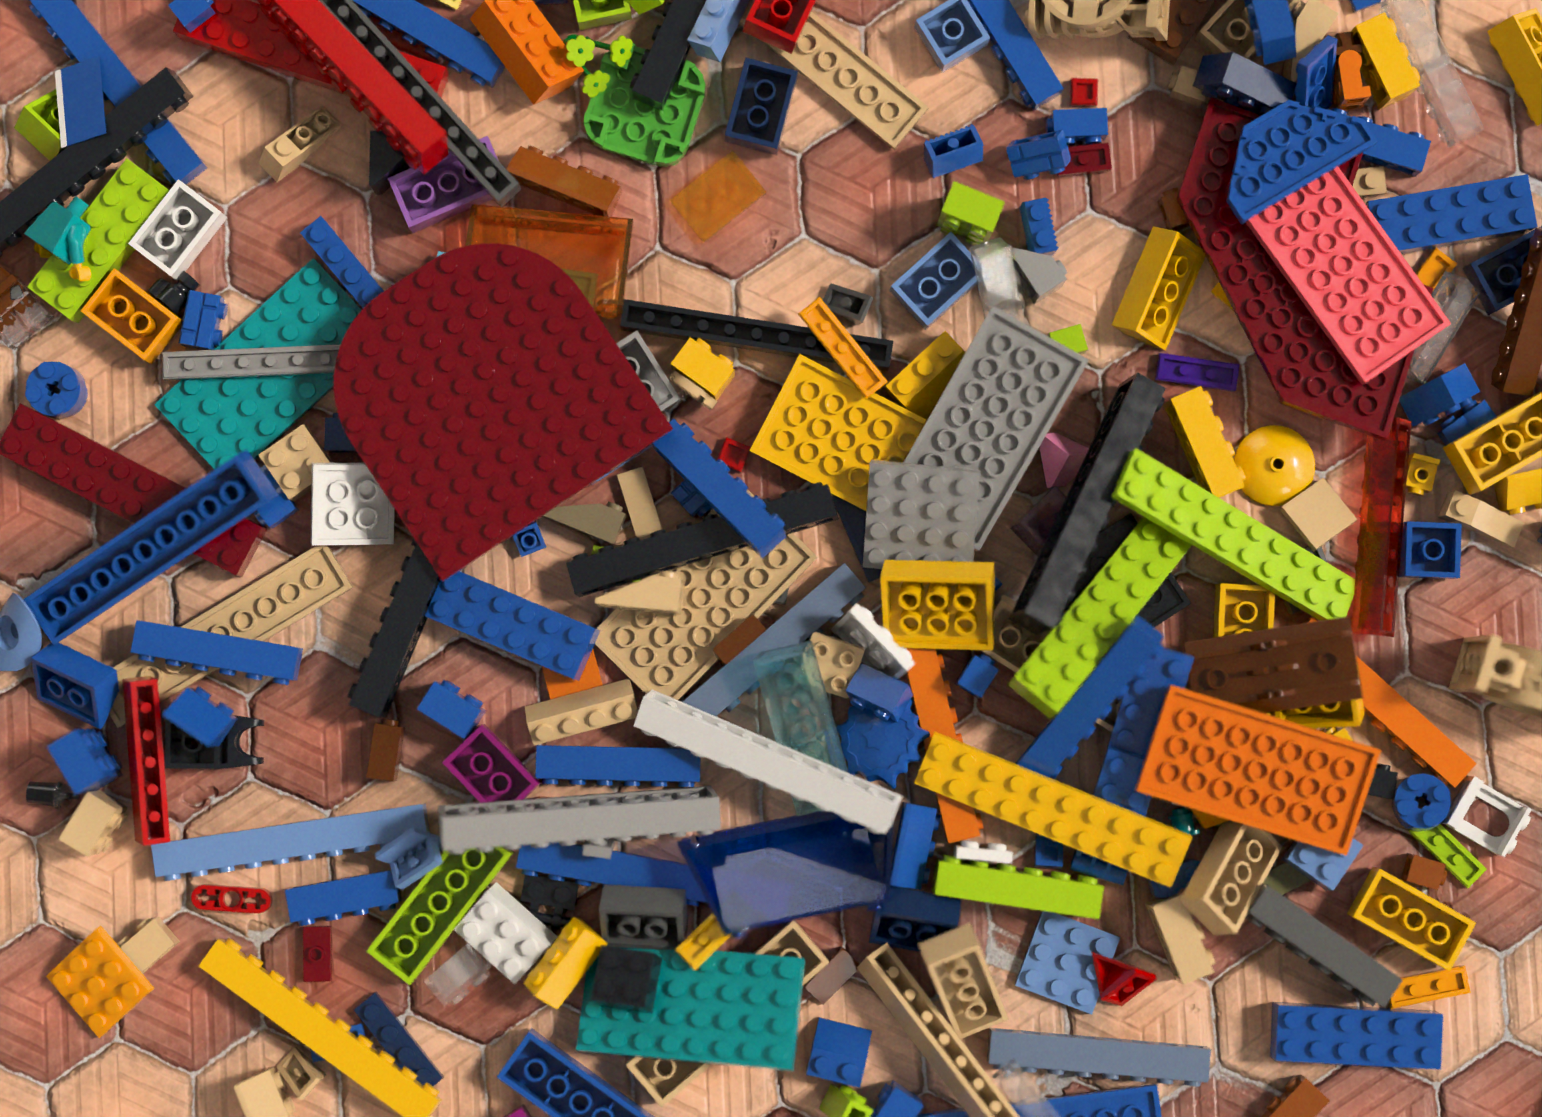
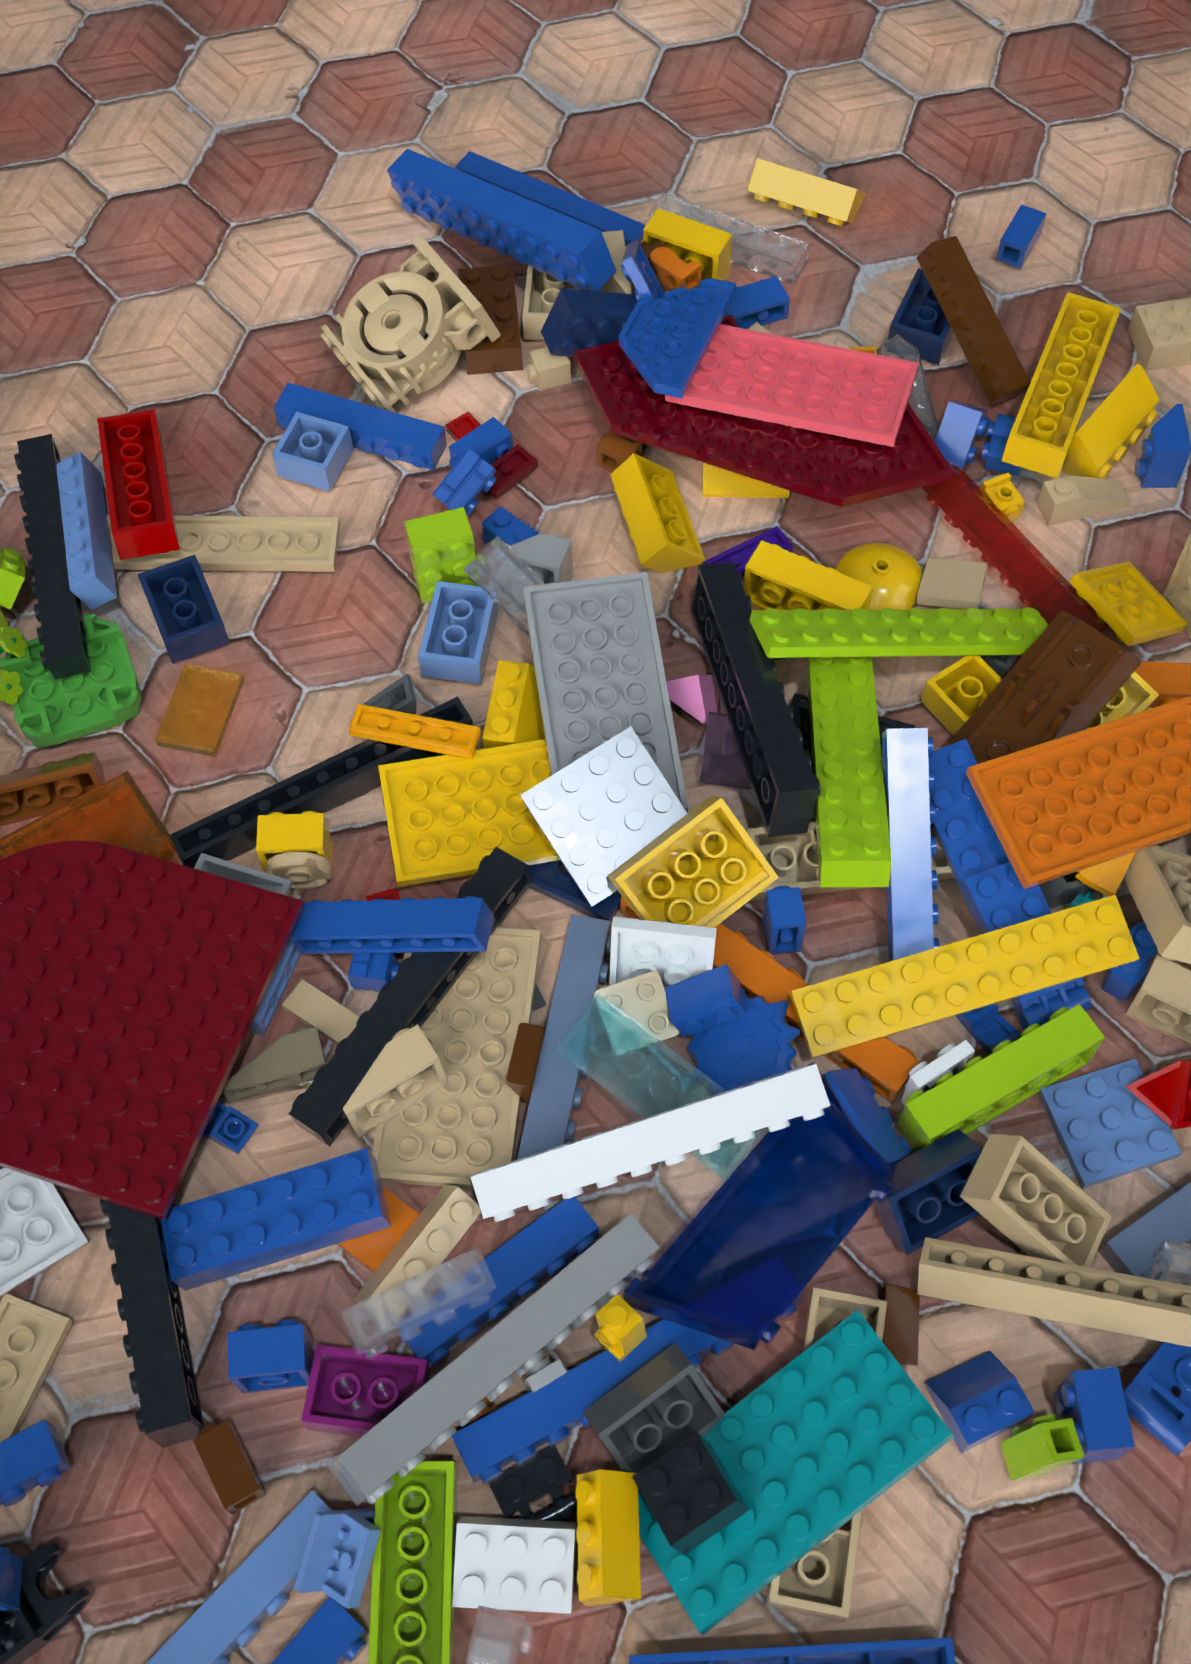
camera: 35 degrees left, 25 degrees down
(556, 749) = (416, 1302): none -> clear brick
(661, 854) = (619, 1328): none -> yellow brick
(702, 942) = (739, 1383): yellow tile -> none
(953, 151) = (385, 531): blue brick -> none
(1422, 631) = (1128, 603): none -> yellow plate
(1430, 550) = (1072, 539): blue brick -> none
(1457, 214) = (853, 303): blue brick -> none

